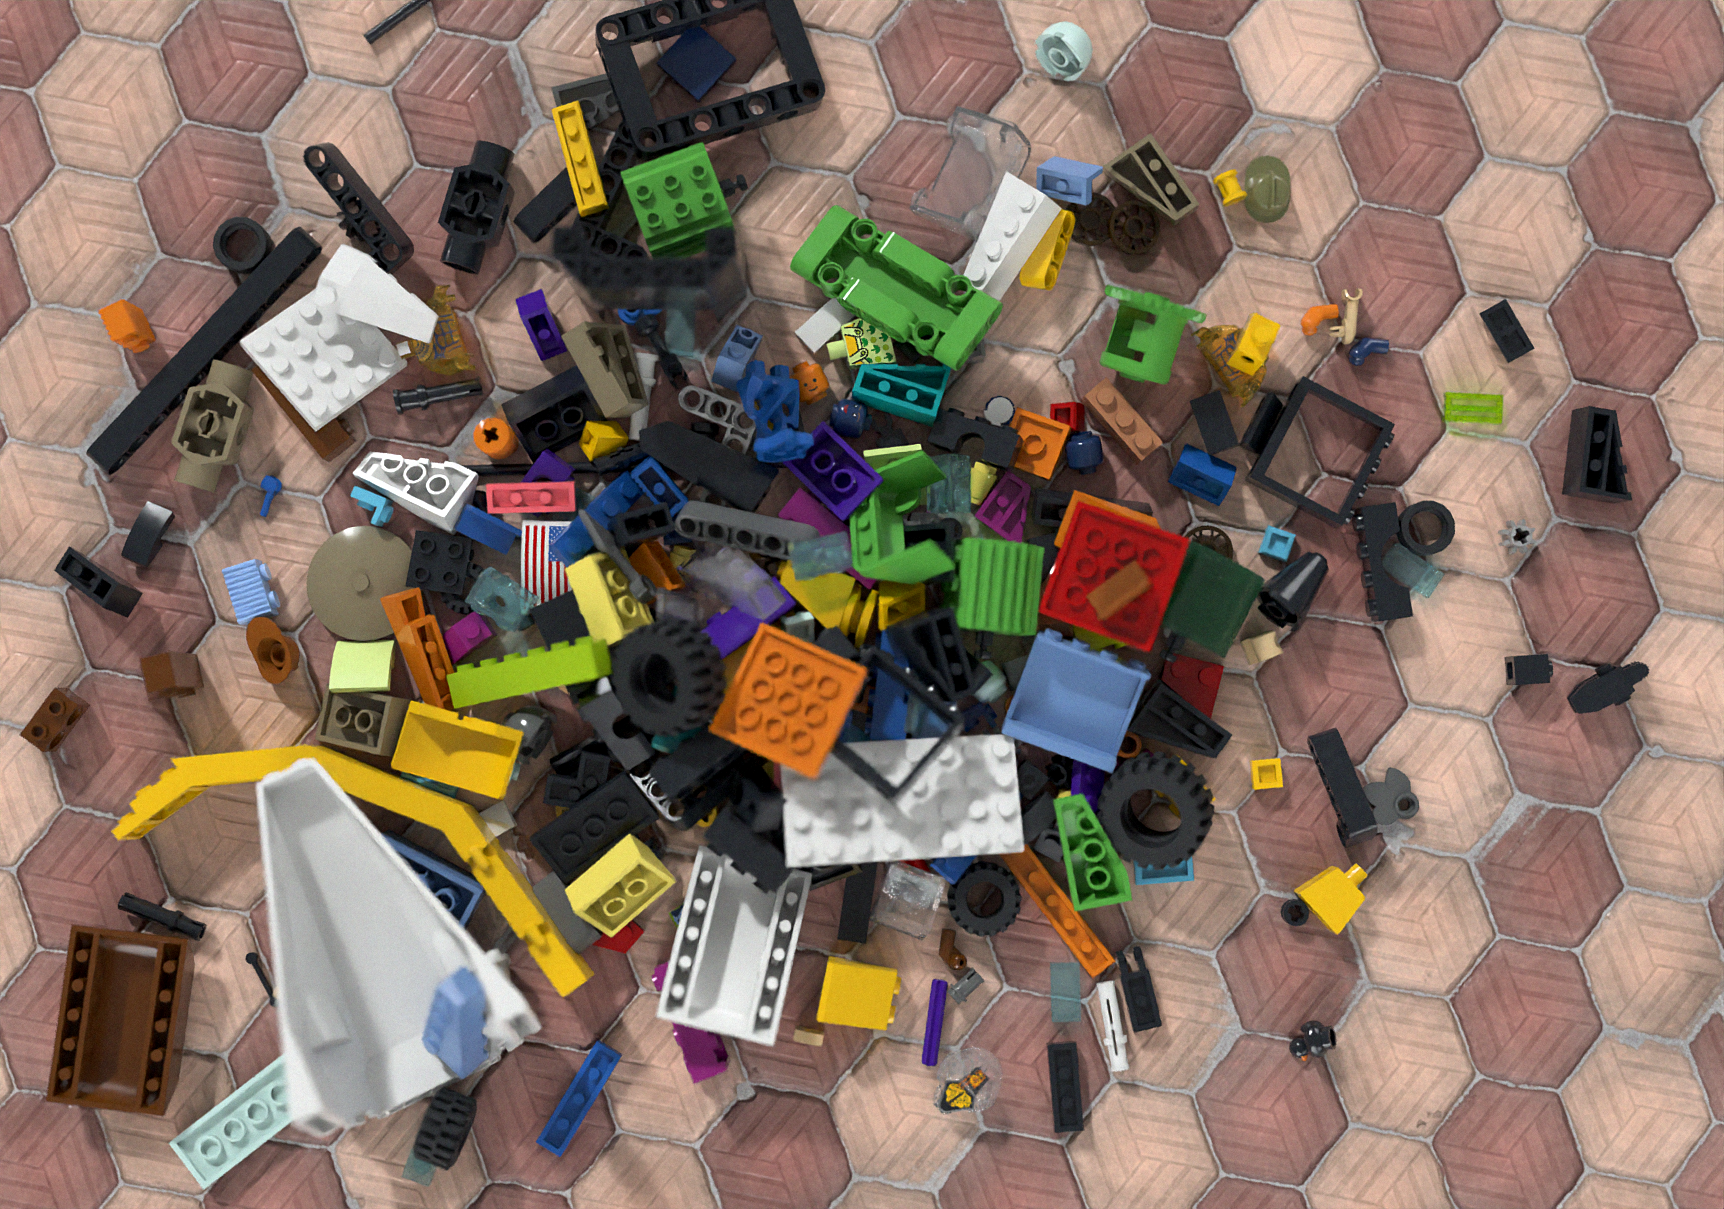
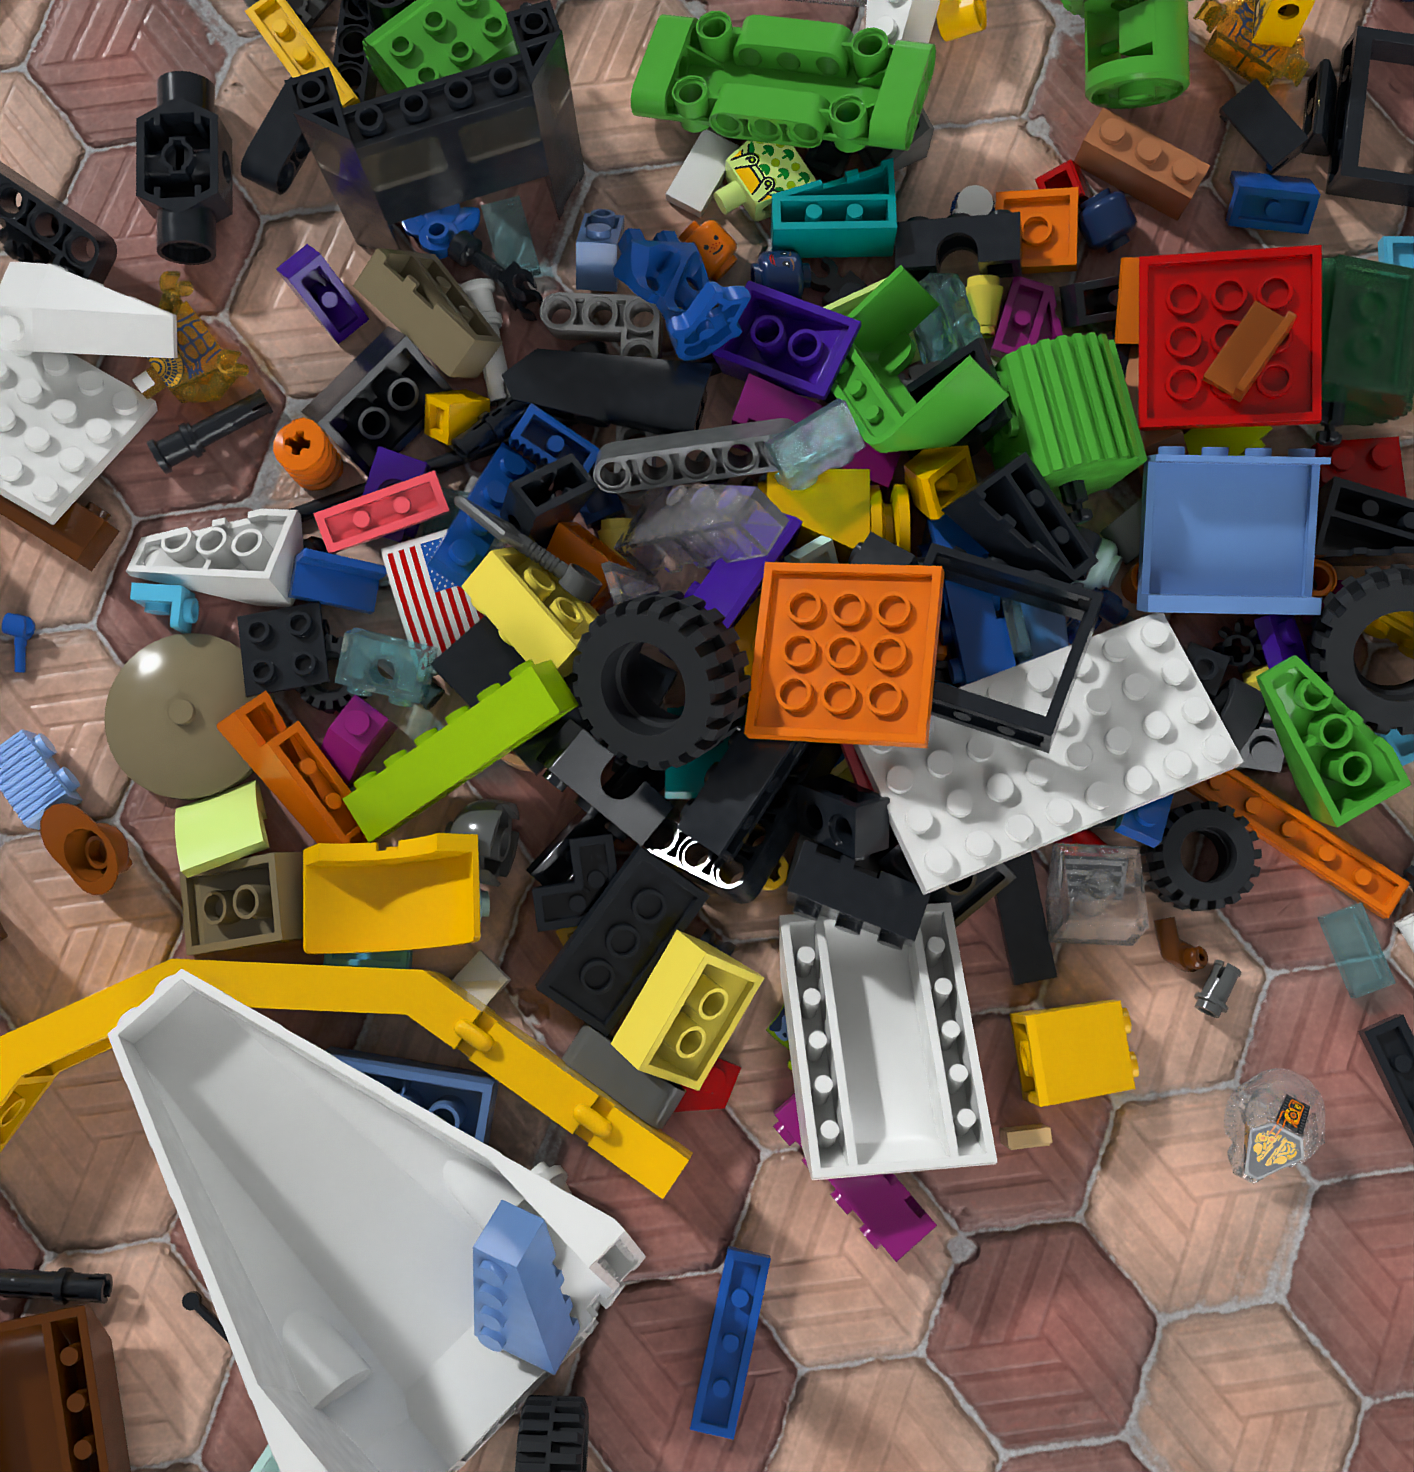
camera: 15 degrees left, 5 degrees down
(934, 1022) = (1192, 1056): dark purple axle -> none

